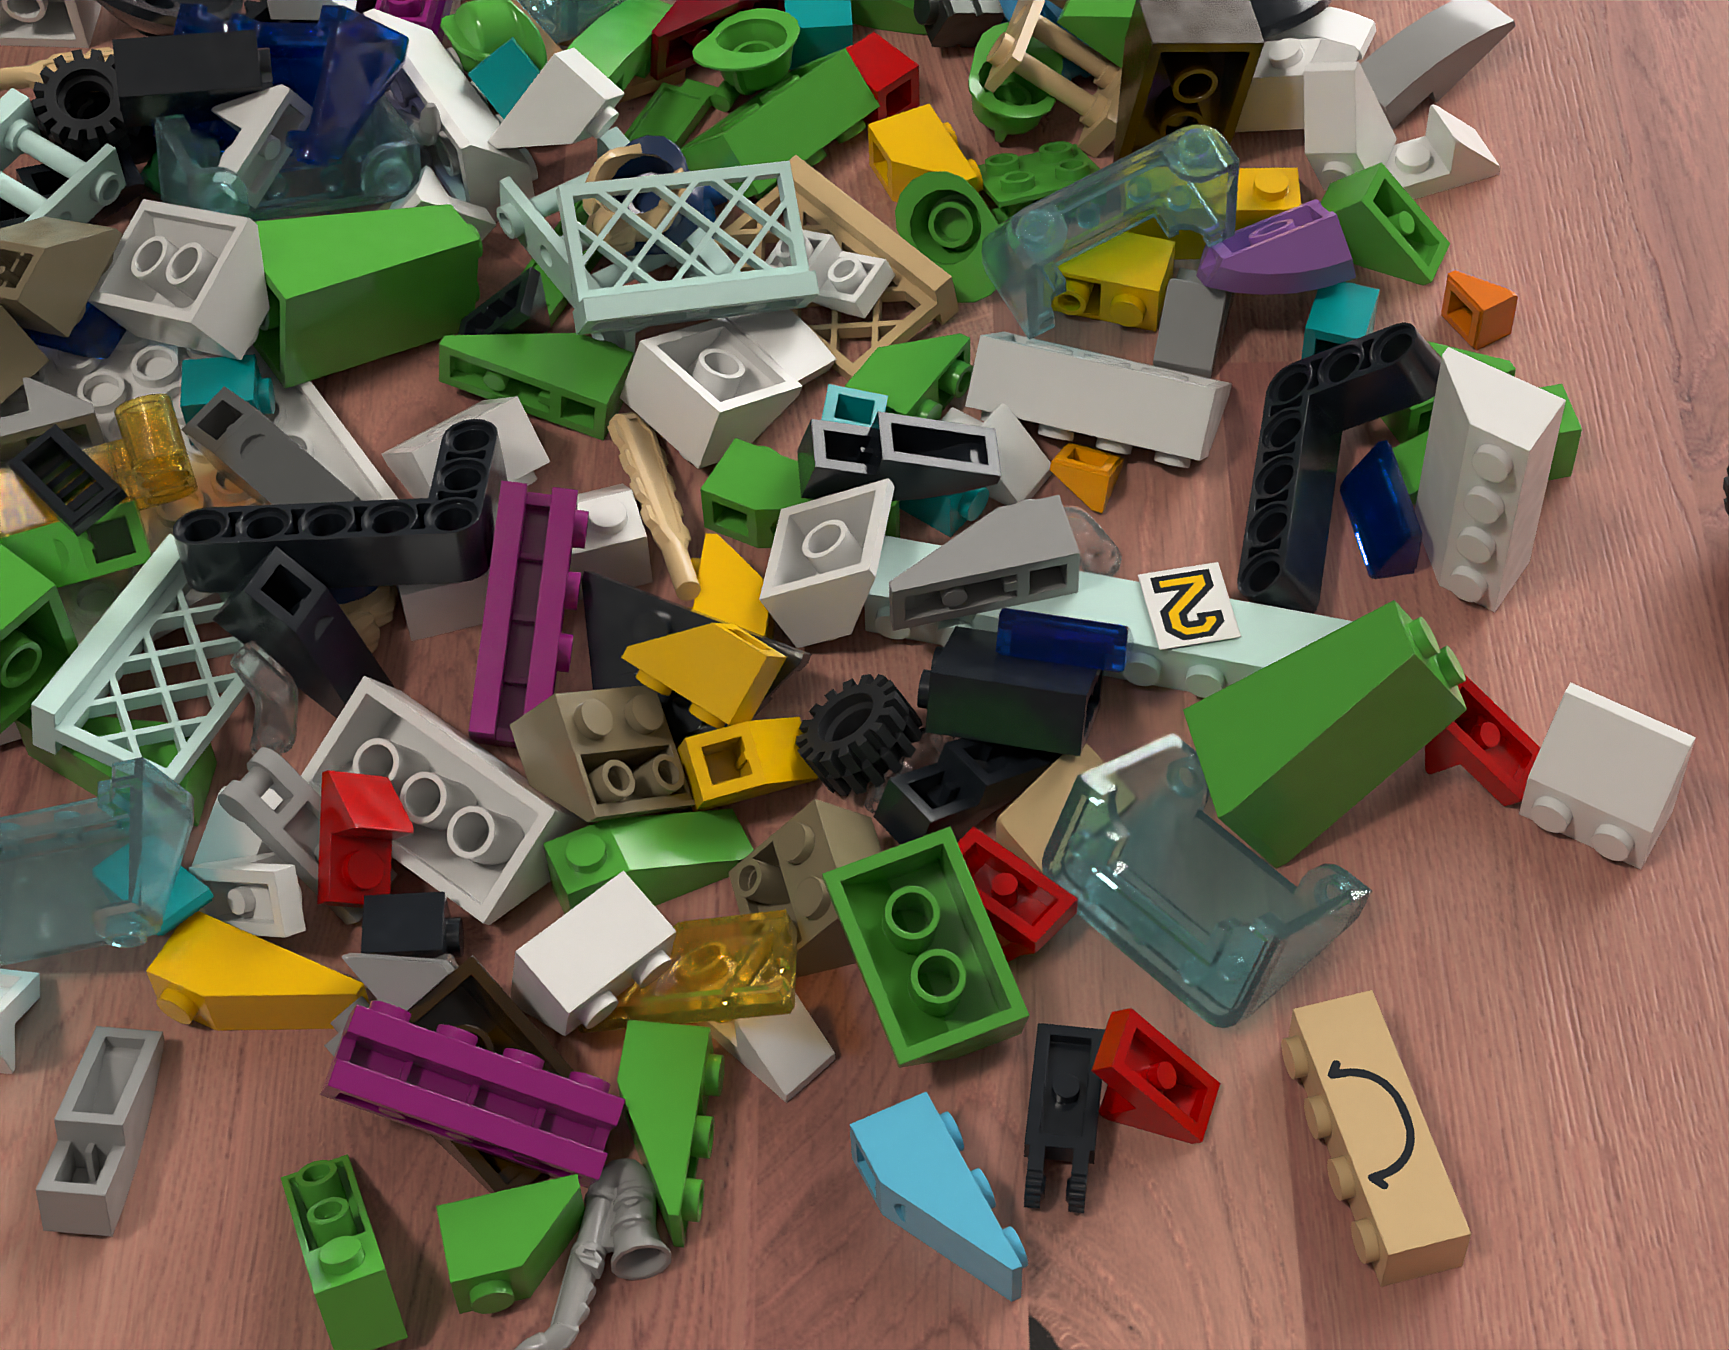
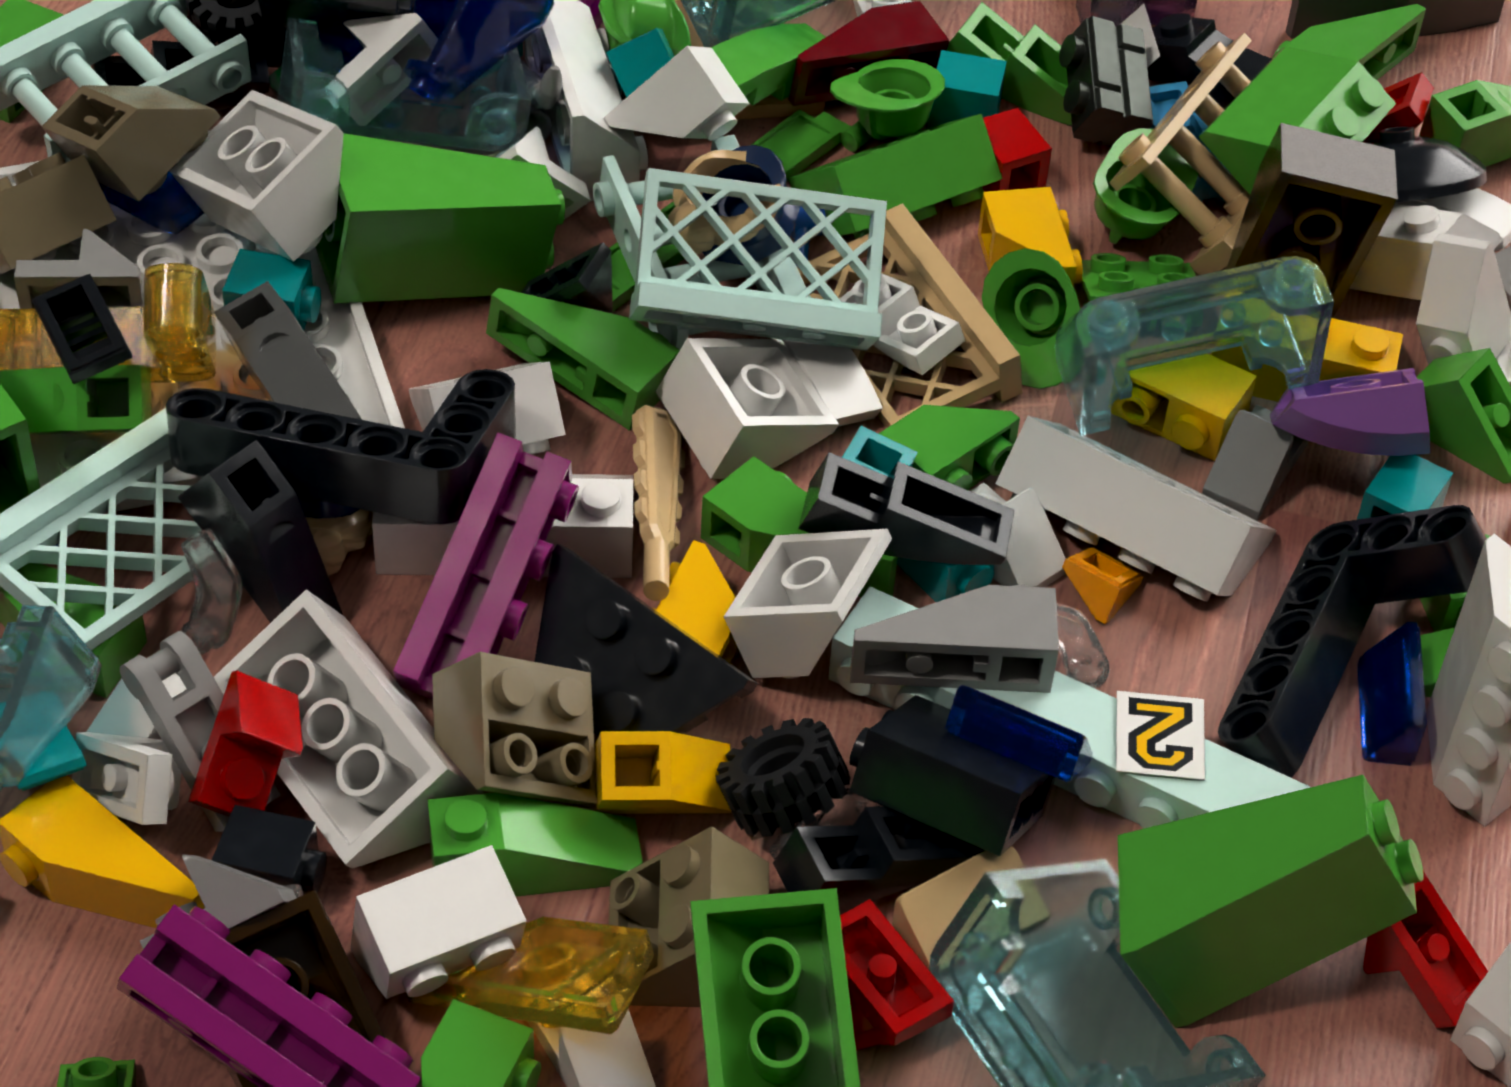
camera: 10 degrees right, 5 degrees down
(711, 666) = (652, 670): yellow slope -> none

